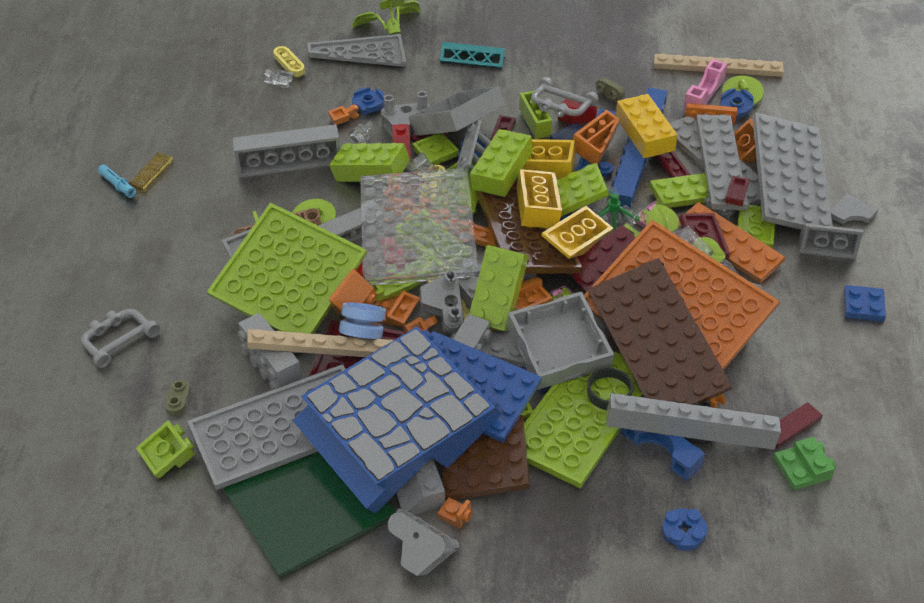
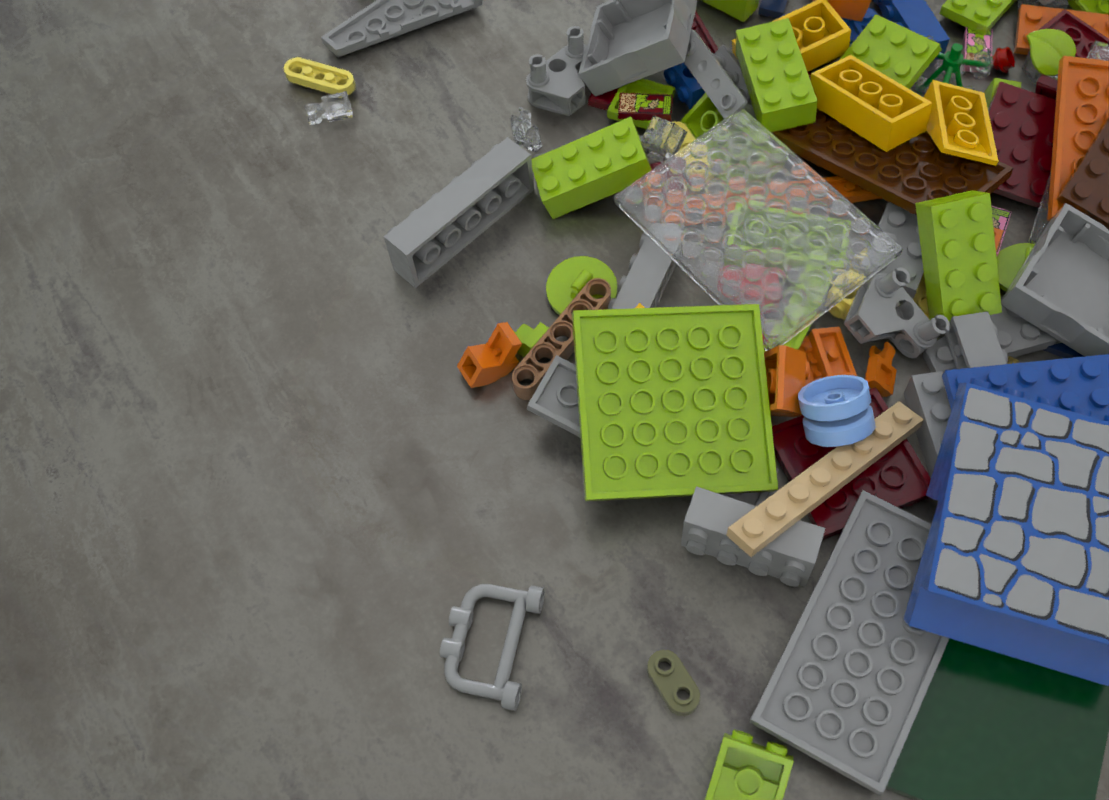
camera: 30 degrees left, 15 degrees up
(120, 184) = (262, 397): medium azure pin -> none
(151, 171) = (283, 351): clear yellow tile -> none
(232, 220) = (493, 360): none -> orange brick
(341, 114) = (471, 119): orange plate -> none
(374, 103) = (483, 90): blue plate -> none
(401, 135) = (587, 111): red slope -> none
(431, 150) = (645, 106): none -> tile

